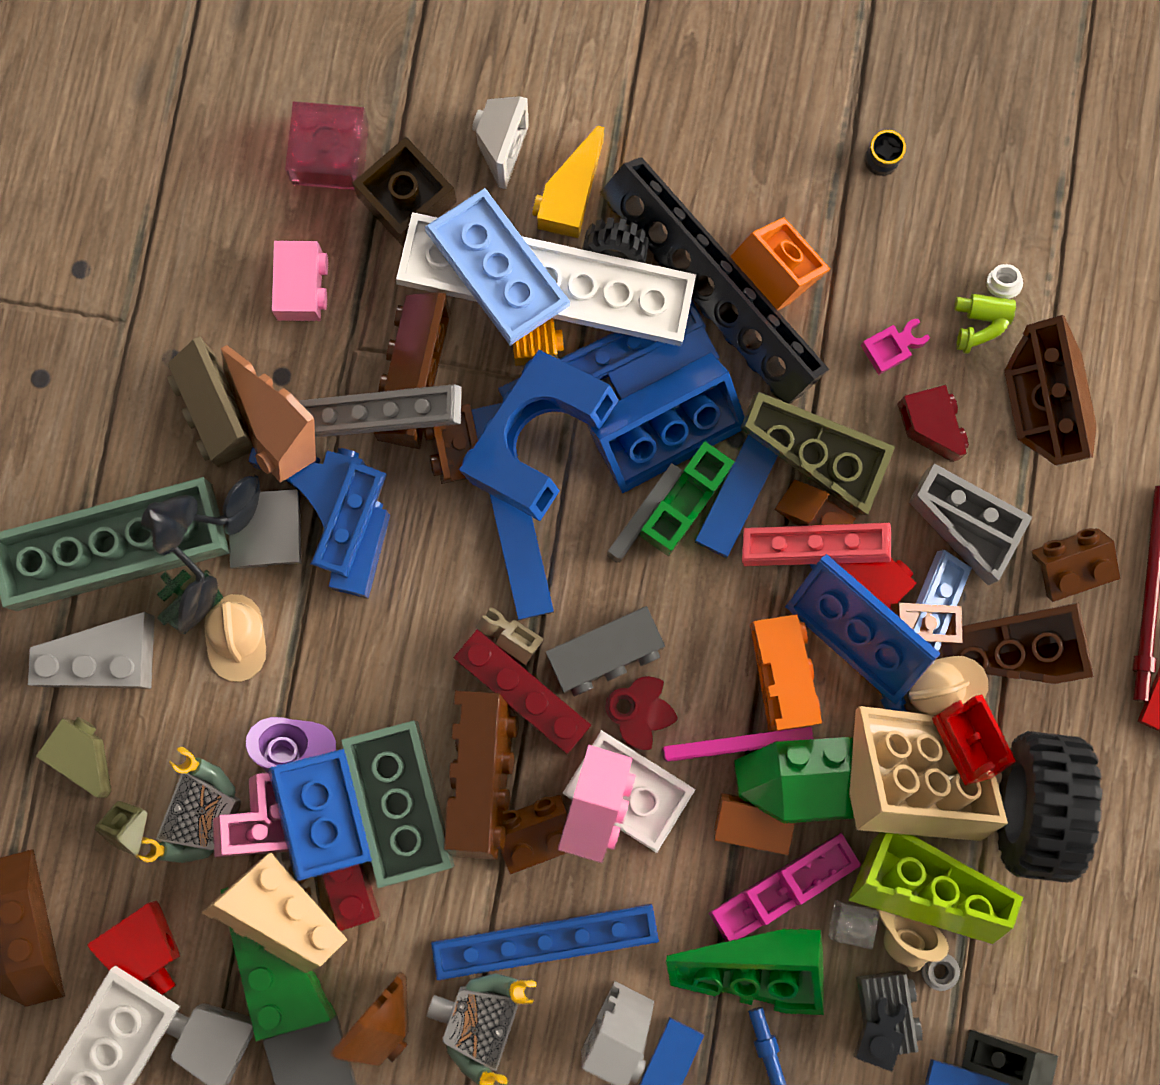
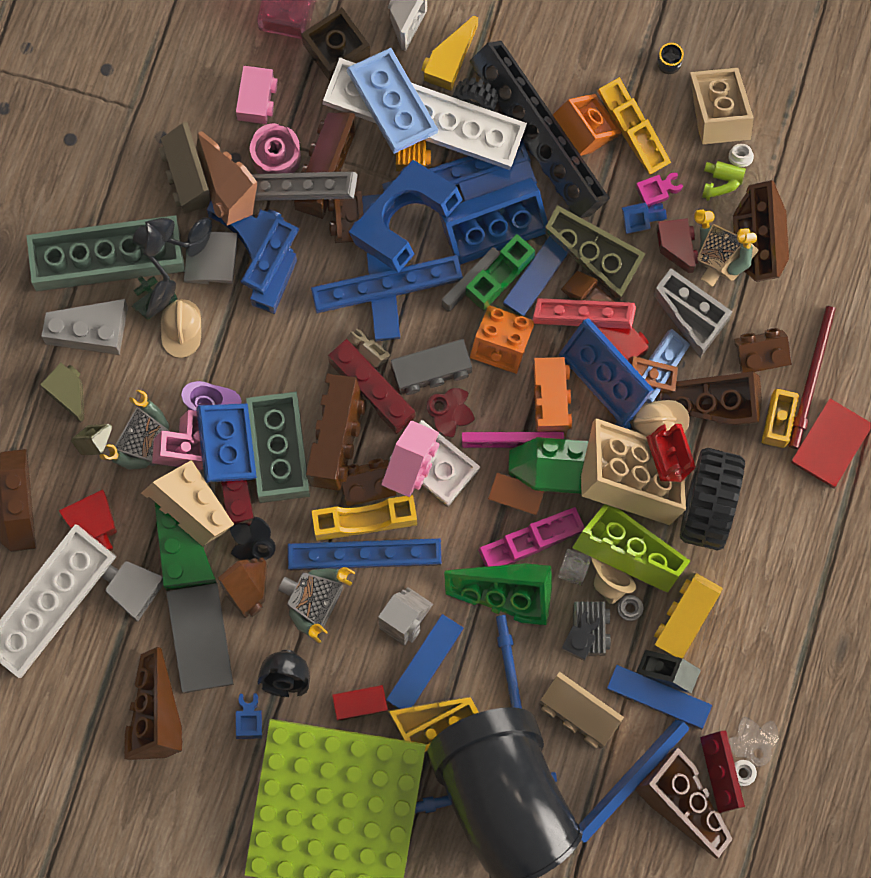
camera: 10 degrees right, 5 degrees down
(332, 341) = (277, 138): none -> bright pink brick
(379, 947) = (250, 537): none -> black plate
(524, 536) = (386, 284): none -> blue tile
(536, 893) = (383, 516): none -> yellow arch
(702, 595) = (502, 339): none -> orange bracket
(847, 259) = (633, 125): none -> yellow slope
(874, 388) = (639, 216): none -> blue plate
(968, 213) = (721, 106): none -> tan slope
(1004, 426) = (723, 251): none -> torso
(1030, 976) = (687, 615): none -> yellow wedge
(1119, 663) = (780, 418): none -> yellow brick

